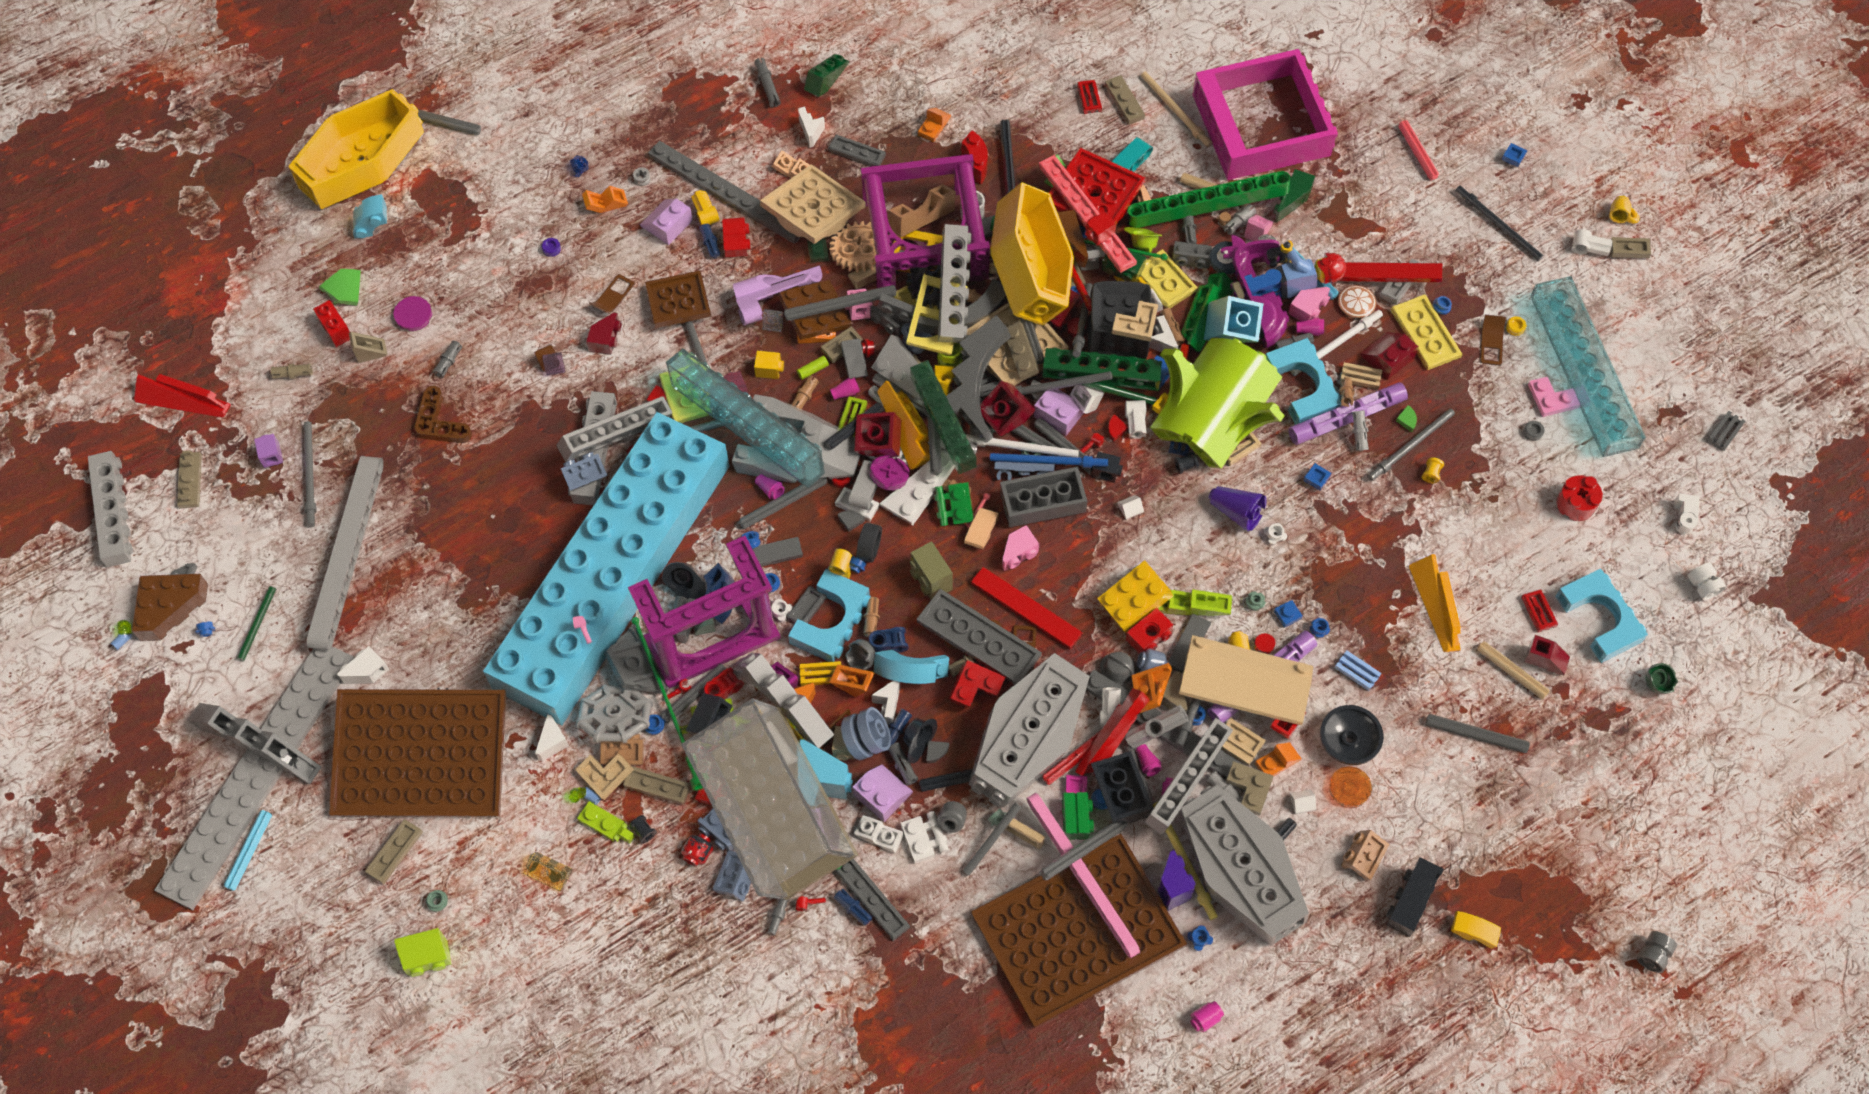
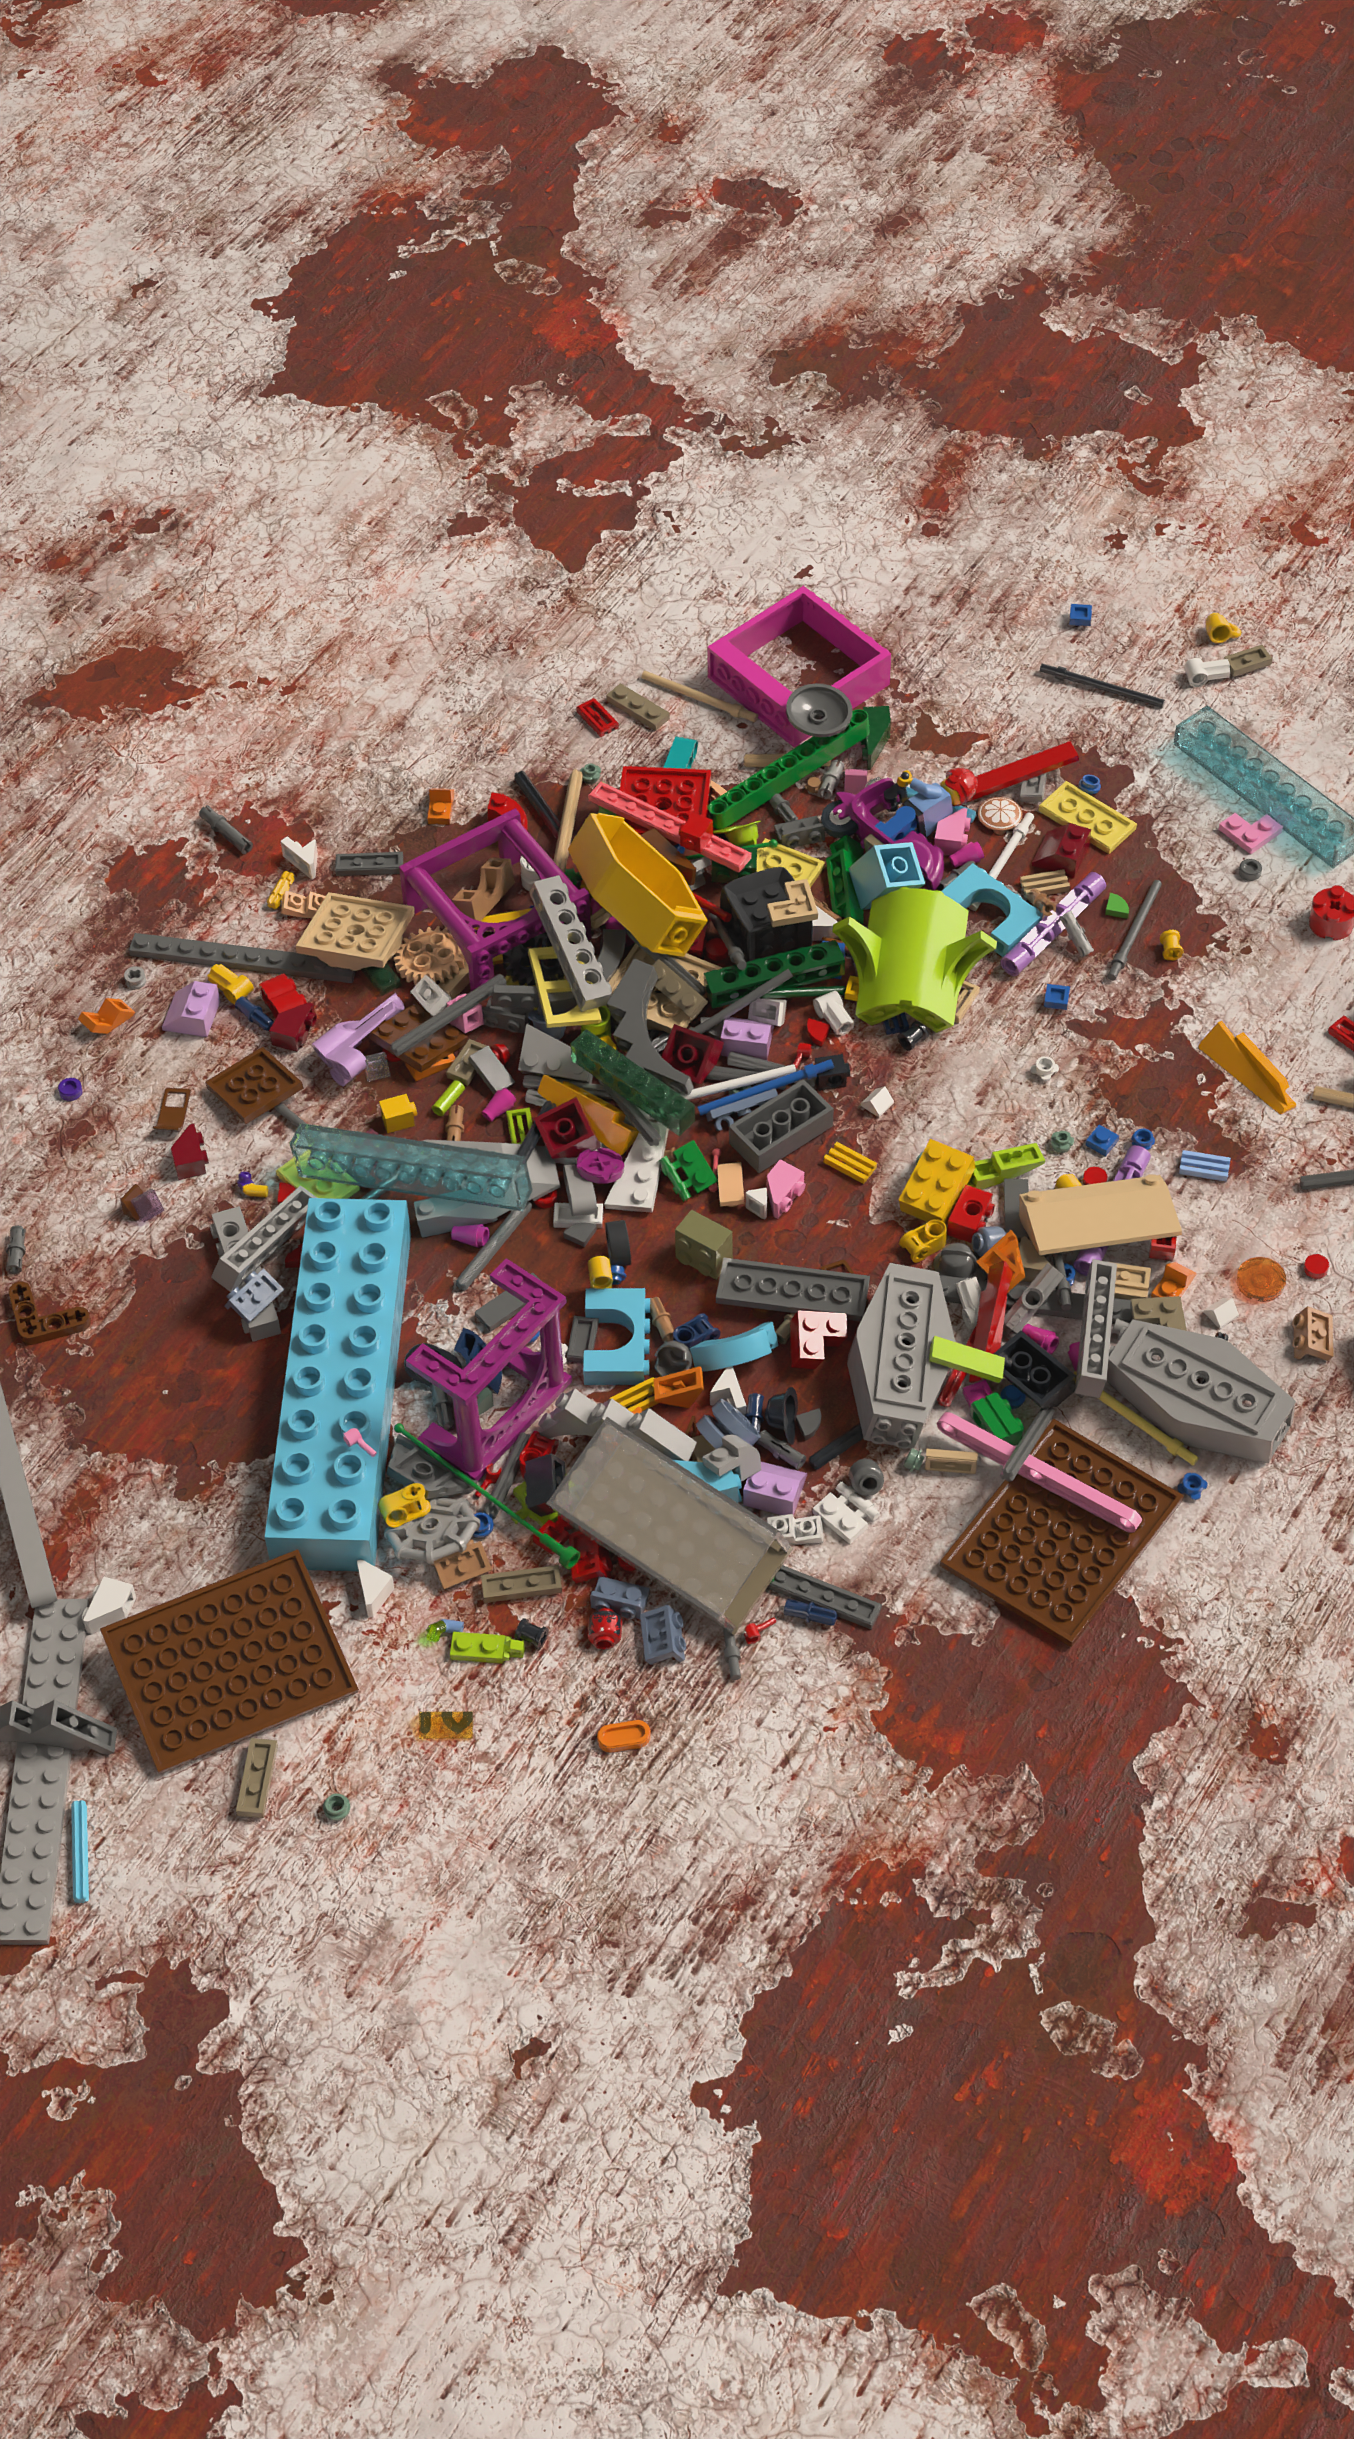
camera: 25 degrees left, 10 degrees down
(423, 952) = (356, 1860): lime slope -> none
(579, 165) = (53, 992): clear blue plate -> none
(600, 687) = (403, 1506): none -> yellow piece
(604, 779) = (458, 1602): tan plate -> none
(633, 379) = (248, 1186): none -> yellow arm
(666, 941) = (623, 1736): none -> orange tile
(730, 263) = (292, 1027): none -> dark red slope
(753, 538) = (481, 1296): blue bush -> none
(783, 145) = (279, 889): none -> yellow axle
(825, 74) = (288, 798): dark green slope -> none
(840, 280) = (430, 995): none -> white slope
(855, 758) = (734, 1456): none -> light grey brick
(992, 838) = (922, 1479): dark grey bar -> none
(994, 551) = (757, 1202): none -> white slope
(1018, 175) = (568, 819): none -> tan axle
(1026, 608) = (823, 1244): red tile -> none
(1059, 145) = (591, 773): none -> sand green plate
(1072, 759) = (966, 1359): none -> lime tile
(1074, 535) = (852, 1160): none -> yellow tile
(1101, 639) = (922, 1243): none -> yellow piece
(1175, 884) = (1138, 1438): dark purple slope -> none
(1206, 1016) = (1243, 1556): dark pink brick -> none
(1239, 505) = (992, 1053): dark purple cone -> none
(1251, 153) = (819, 710): none -> dark grey dish
(1352, 723) = (1236, 1216): black dish -> none
(1400, 795) = (1316, 1266): none -> red tile
(1418, 150) = (979, 645): coral axle -> none
(1492, 337) = (1157, 797): reddish brown piece -> none
(1516, 326) = (1175, 777): yellow tile -> none

